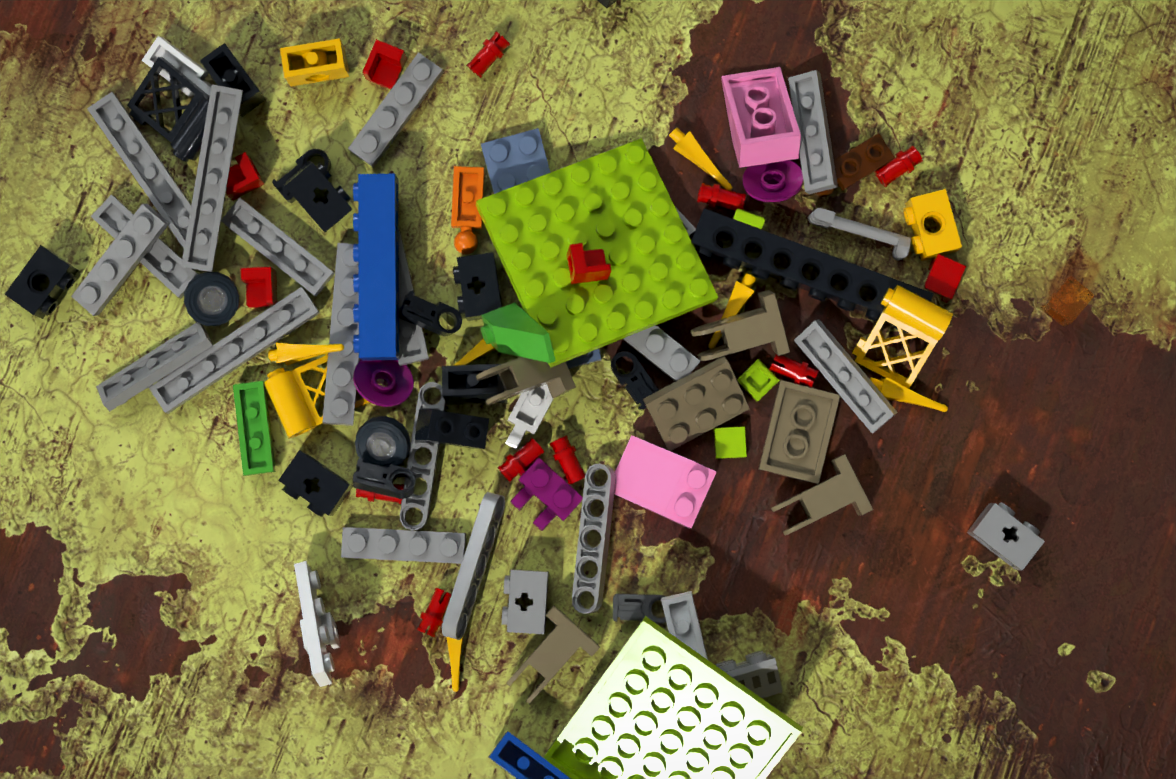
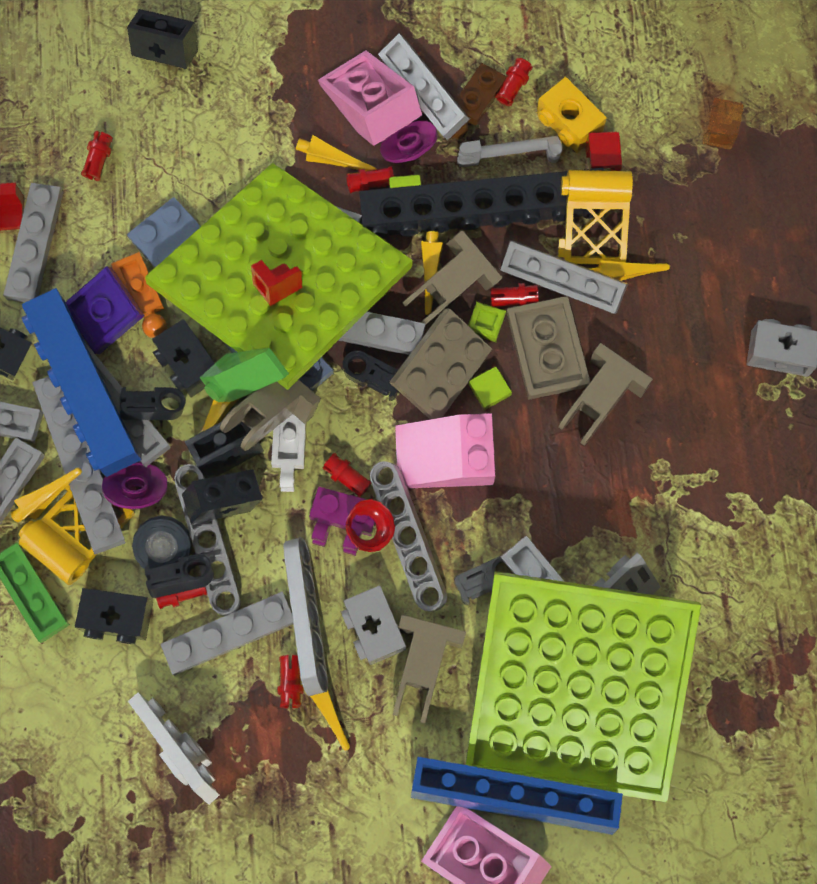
camera: 30 degrees left, 10 degrees down
(428, 206) = (103, 310): none -> dark purple tile
(520, 460) = (300, 501): red pin -> none
(577, 522) = (384, 524): none -> red piece

